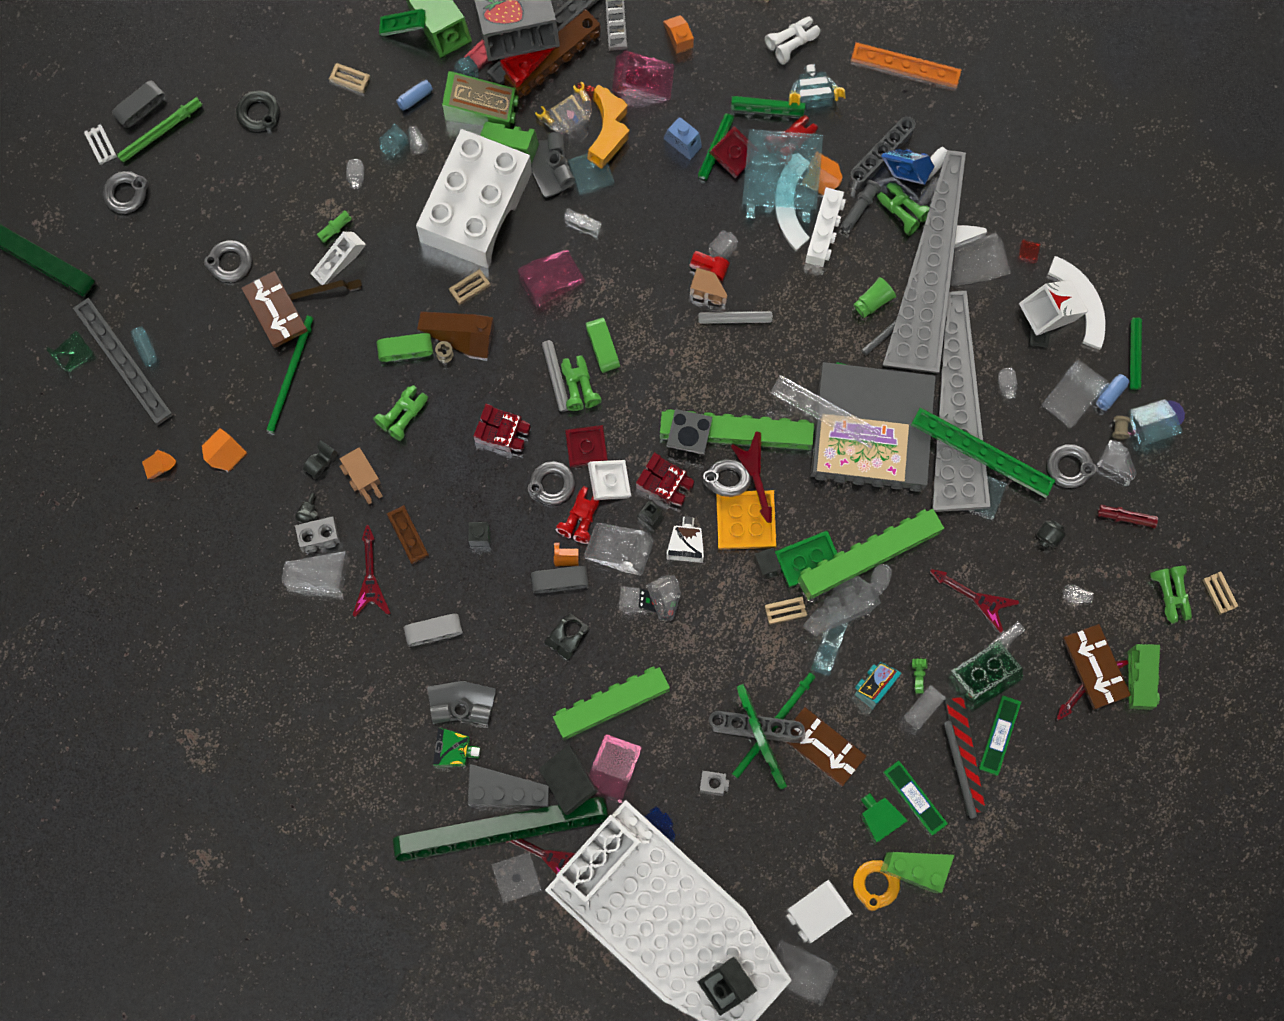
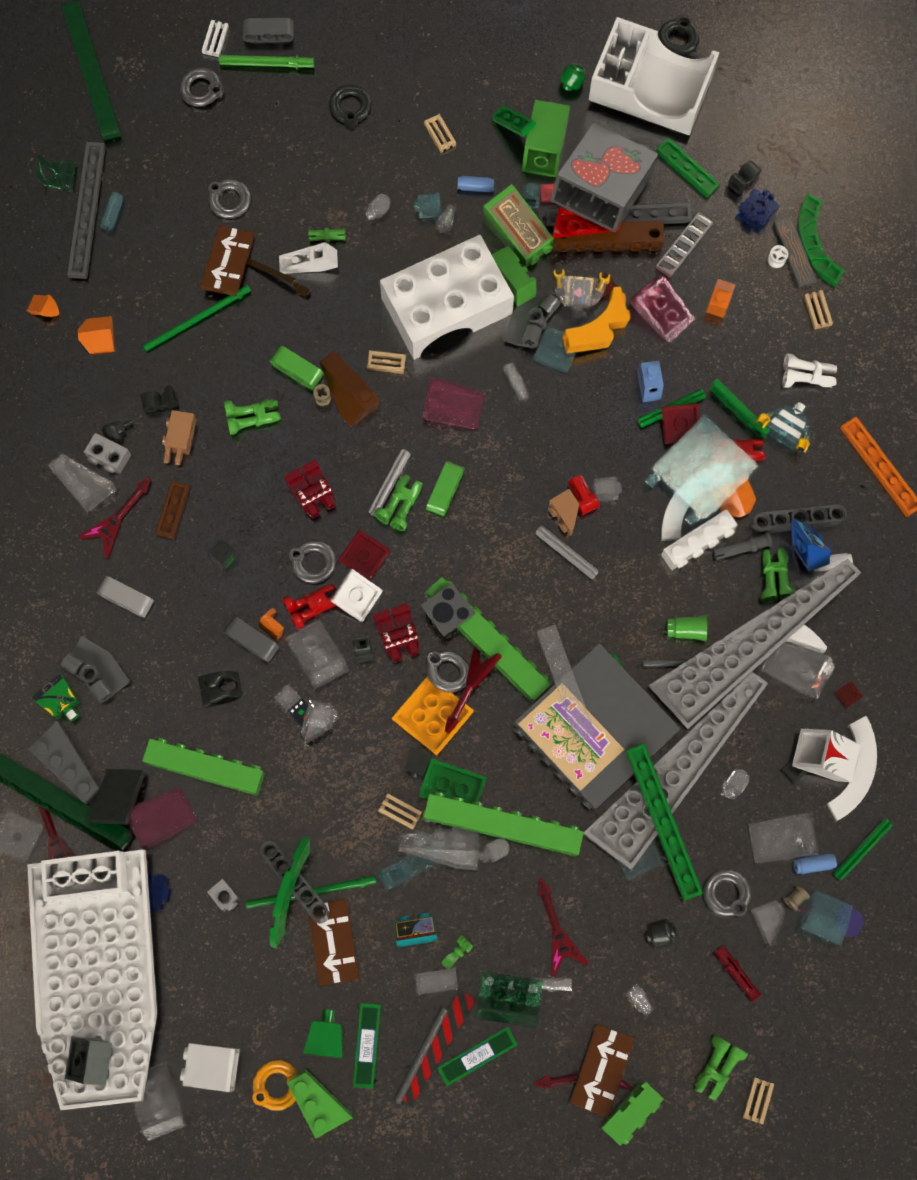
camera: 40 degrees right, 0 degrees up
(686, 542) = (371, 693): torso -> none

